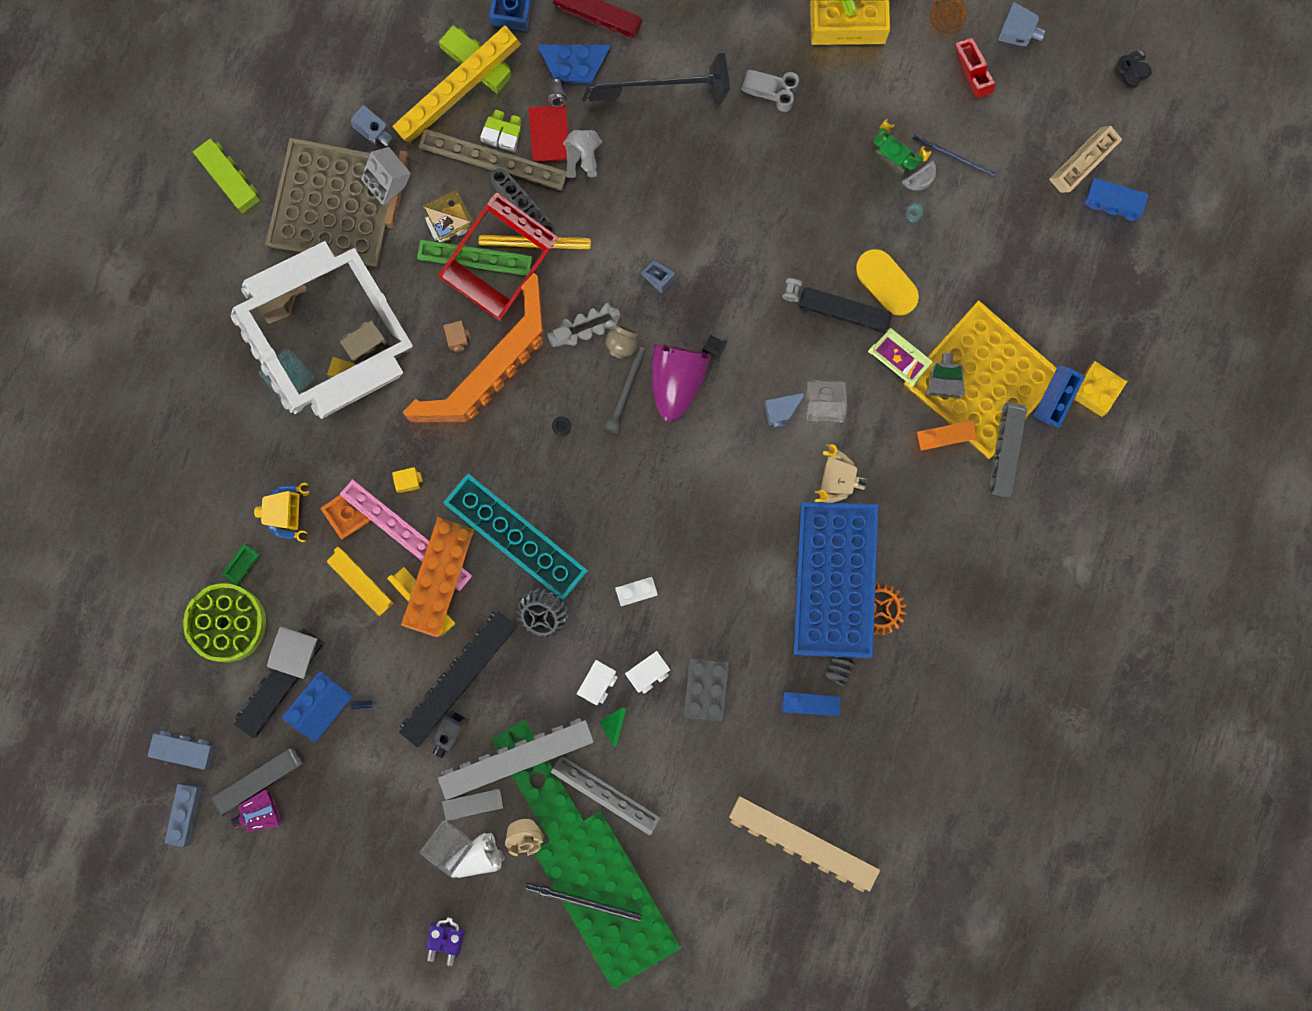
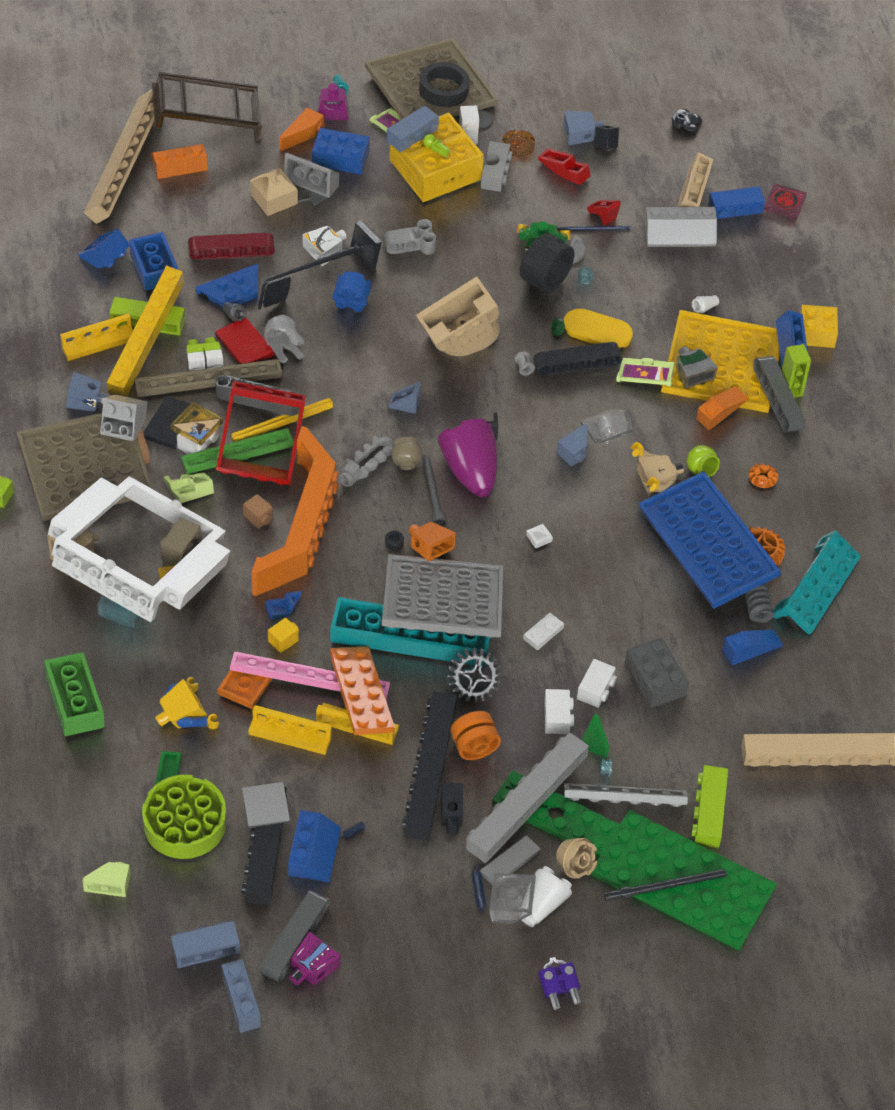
camera: 30 degrees left, 30 degrees down
(138, 649) = (108, 879): none -> yellowish green slope
(197, 451) = (74, 694): none -> bright green brick
(412, 275) = (190, 486): none -> yellowish green slope
(416, 62) = (98, 339): none -> yellow fence
(424, 446) = (284, 606): none -> blue slope
(431, 187) = (159, 427): none -> black tile
(431, 816) = (478, 888): none -> dark blue piece
(507, 675) = (475, 735): none -> orange wheel
(560, 520) = (443, 596): none -> light grey plate
(589, 448) = (431, 540): none -> orange torso
(605, 759) = (606, 767): none -> clear light blue bush
(670, 847) = (710, 807): none -> lime brick
(676, 126) = (351, 291): none -> blue brick
(686, 52) = (323, 242): none -> white torso
(691, 491) = (539, 536): none -> white plate
(754, 219) = (462, 320): none -> tan brick
(849, 262) = (557, 326): none -> dark green tile
(877, 189) = (547, 262): none -> black tyre
(887, 489) = (702, 459): none -> lime piece
(896, 48) = (497, 165): none -> light grey arch
(913, 673) = (820, 583): none -> teal bracket
(931, 535) = (760, 480): none -> orange gear
(979, 142) = (606, 209): none -> red slope
(1007, 305) = (704, 303): none -> white cone
(1035, 437) = (796, 368): none -> lime brick
(1038, 52) = (606, 137): none -> black panel
(1041, 202) = (680, 226): none -> light grey slope
(1168, 218) = (785, 201): none -> tile

